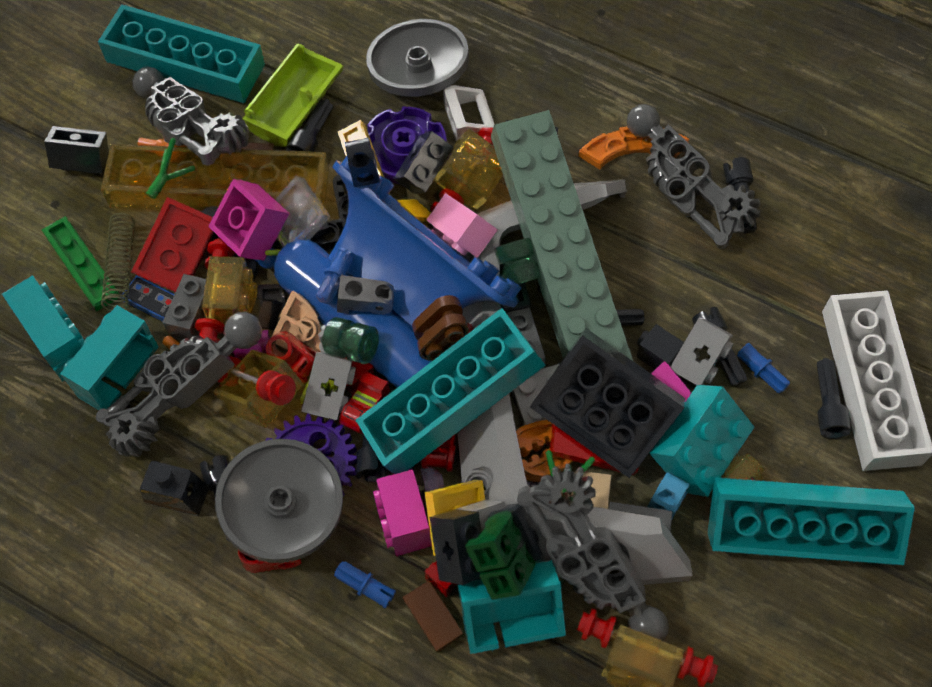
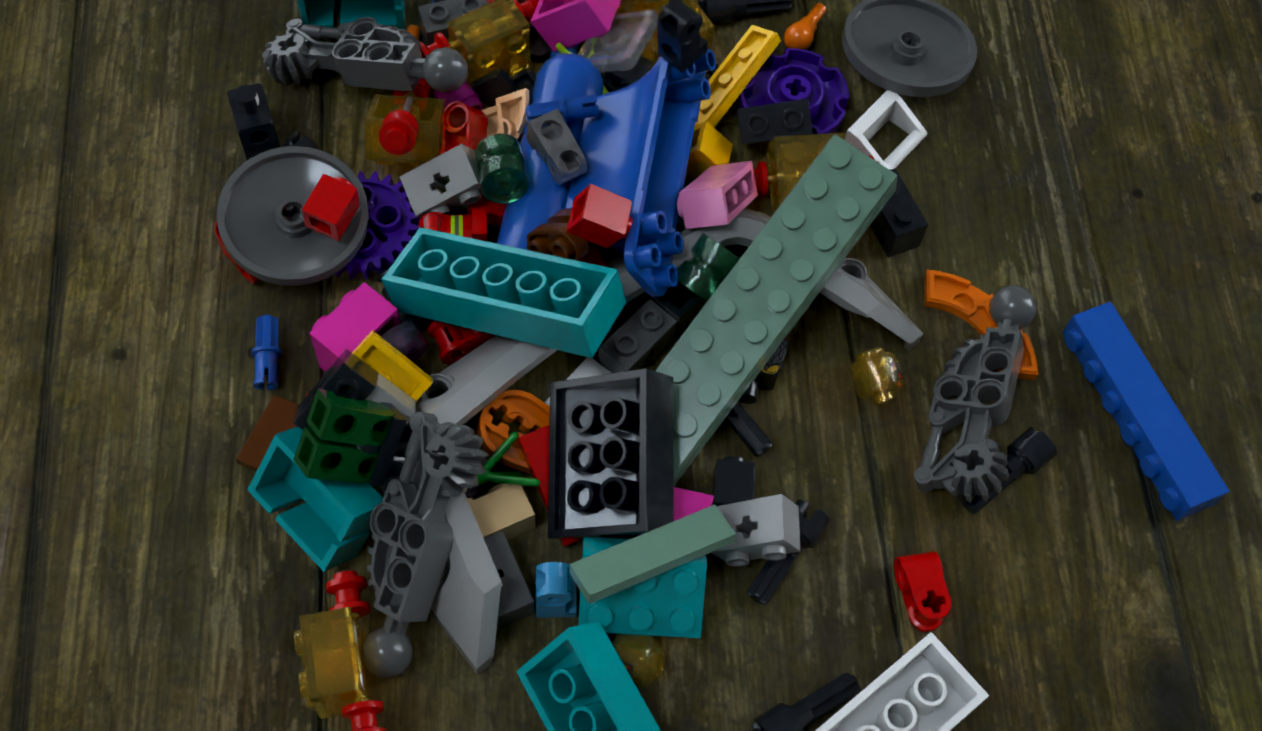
camera: 50 degrees right, 0 degrees up
(300, 466) = (331, 206): none -> red brick
(356, 109) = (801, 33): none -> orange piece
(455, 294) = (600, 216): none -> red brick
(635, 222) = (876, 375): none -> clear yellow head
(701, 414) = (651, 553): none -> sand green tile
(748, 101) = (1144, 412): none -> blue brick
(763, 368) = (793, 615): blue axle -> none
(789, 286) = (920, 583): none -> red piece

